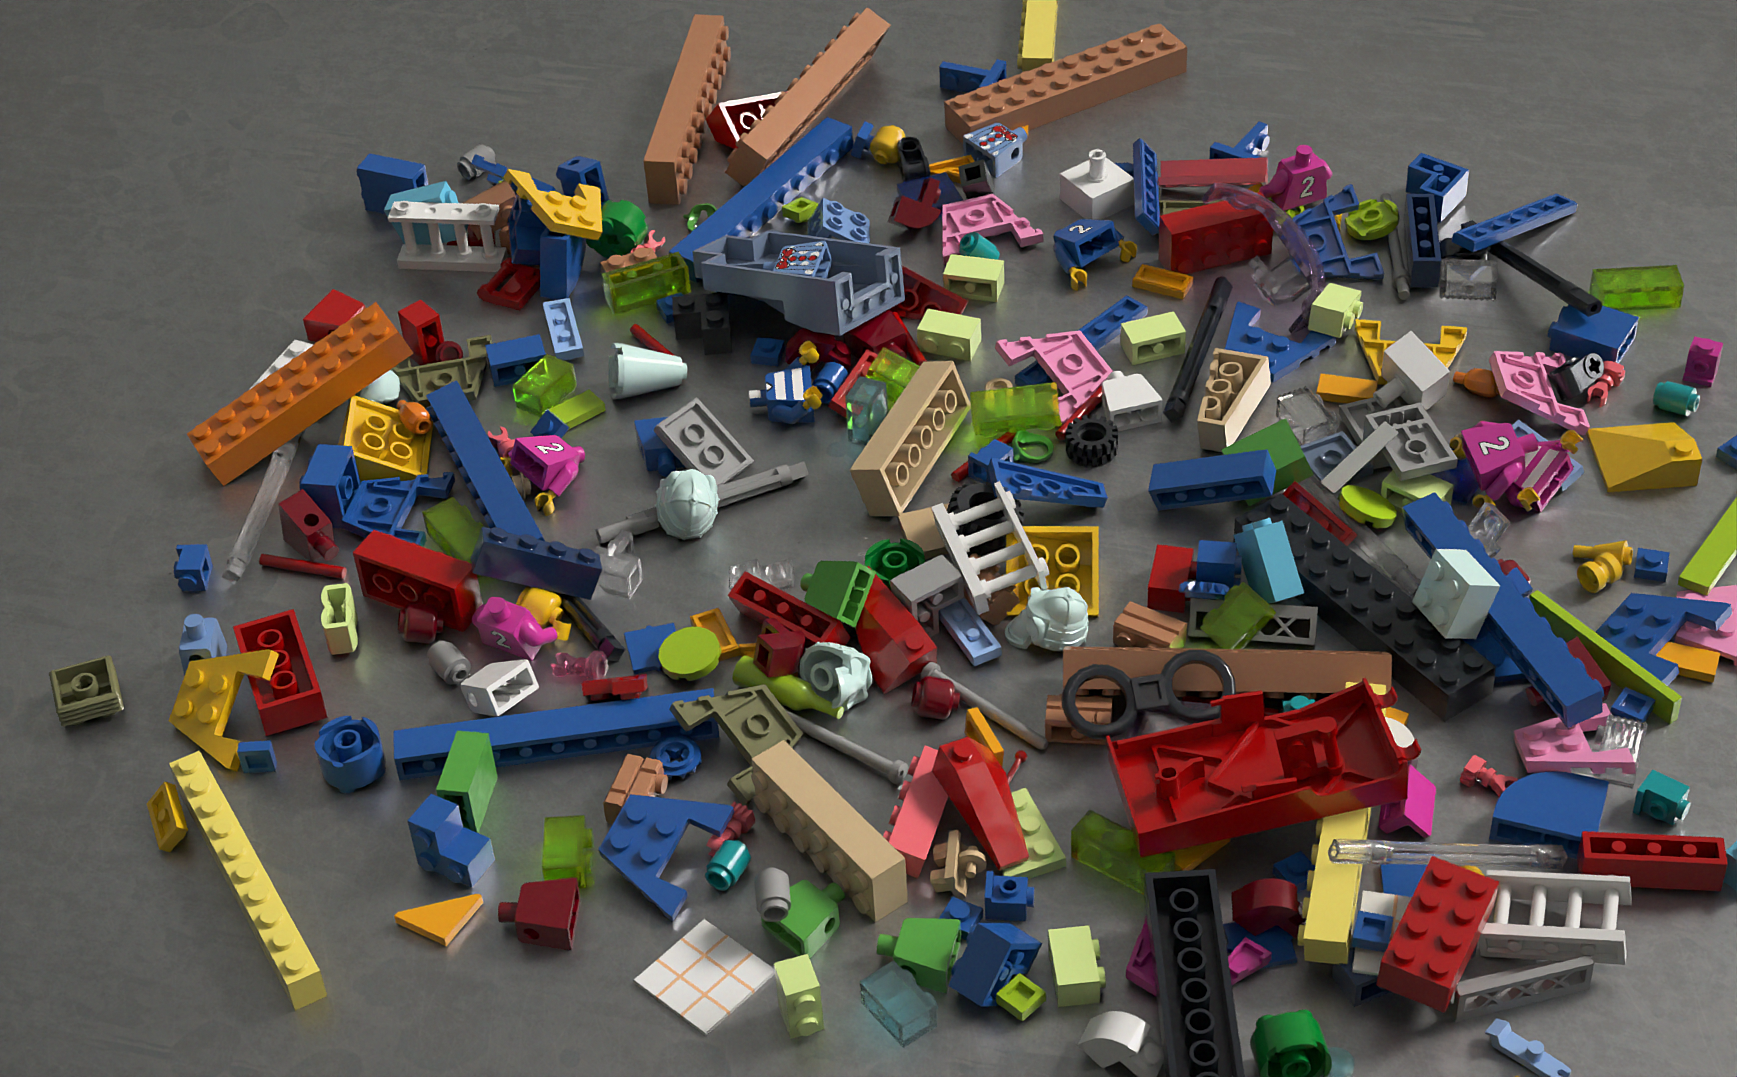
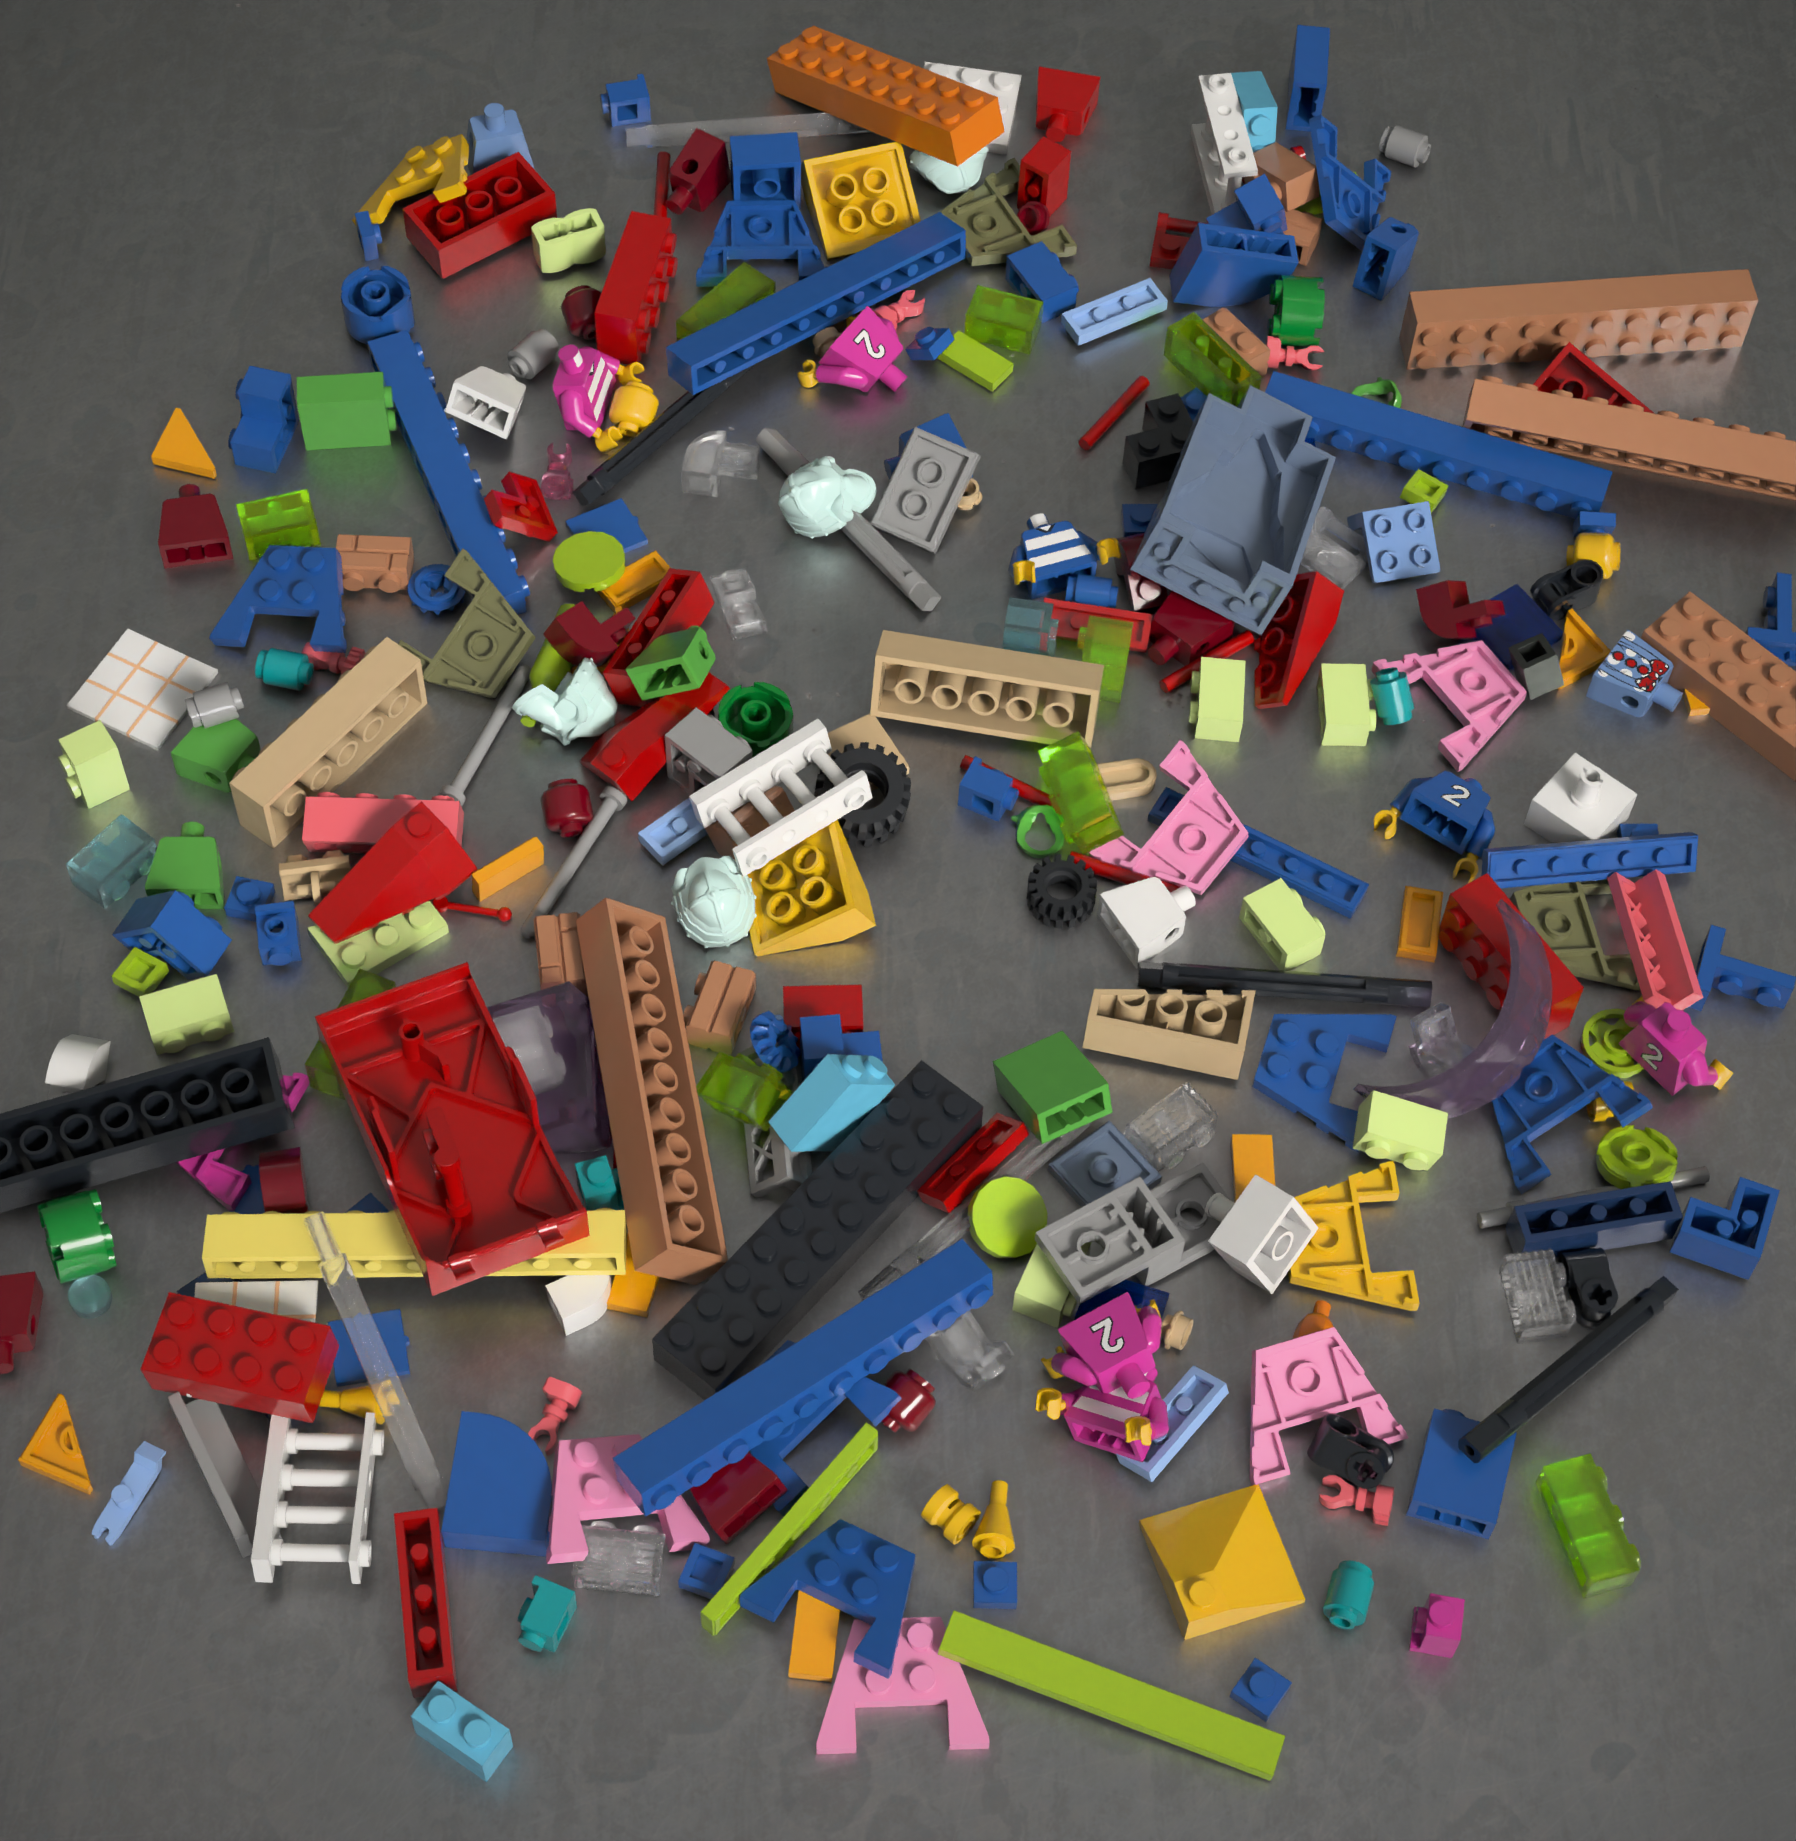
camera: 70 degrees right, 15 degrees up
(86, 691) = (429, 74): olive brick -> none
(167, 816) = (262, 199): yellow plate -> none
(248, 881) = (199, 275): light yellow brick -> none
(414, 417) = (907, 212): orange plant -> none
(536, 563) = (659, 375): dark blue brick -> none
(561, 213) = (1251, 235): yellow wing -> none
(642, 371) = (1045, 400): light aqua cone -> none
(803, 259) = (1251, 503): torso -> none
(1045, 485) = (933, 837): blue wing -> none
(1145, 693) = (560, 1002): black bar -> none
(1212, 480) = (990, 1026): blue brick -> none
(1359, 457) = (1070, 1186): white sticker -> none
(1372, 931) = (240, 1287): blue plate -> none
(1415, 811) = (493, 1328): dark pink panel -> none
(1456, 593) = (789, 1315): light aqua brick -> none
(1514, 222) = (1677, 1342): blue tile -> none

